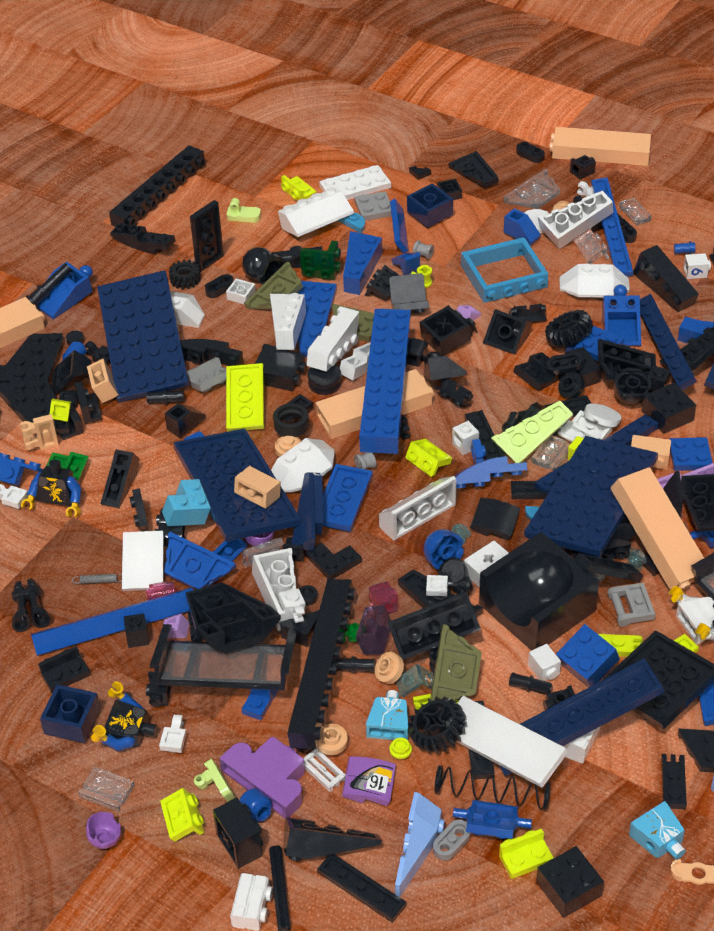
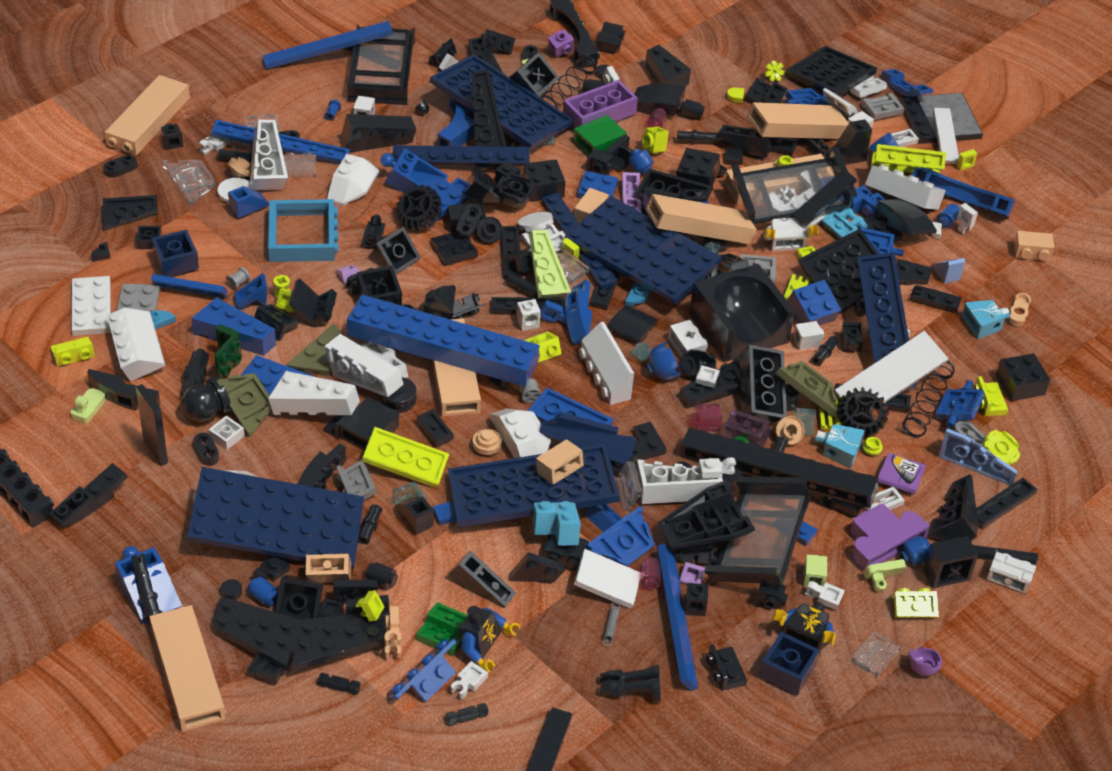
camera: 80 degrees left, 0 degrees up
(110, 416) = (383, 574): none -> black brick
(178, 277) = (175, 481): black tyre -> none
(201, 720) = (815, 569): none -> yellowish green brick
(204, 417) = (413, 491): none -> clear light blue bracket
(262, 222) = (117, 390): none -> black slope
(291, 410) = (461, 415): black tyre -> none
(441, 872) = (1002, 445): none -> neon yellow tile

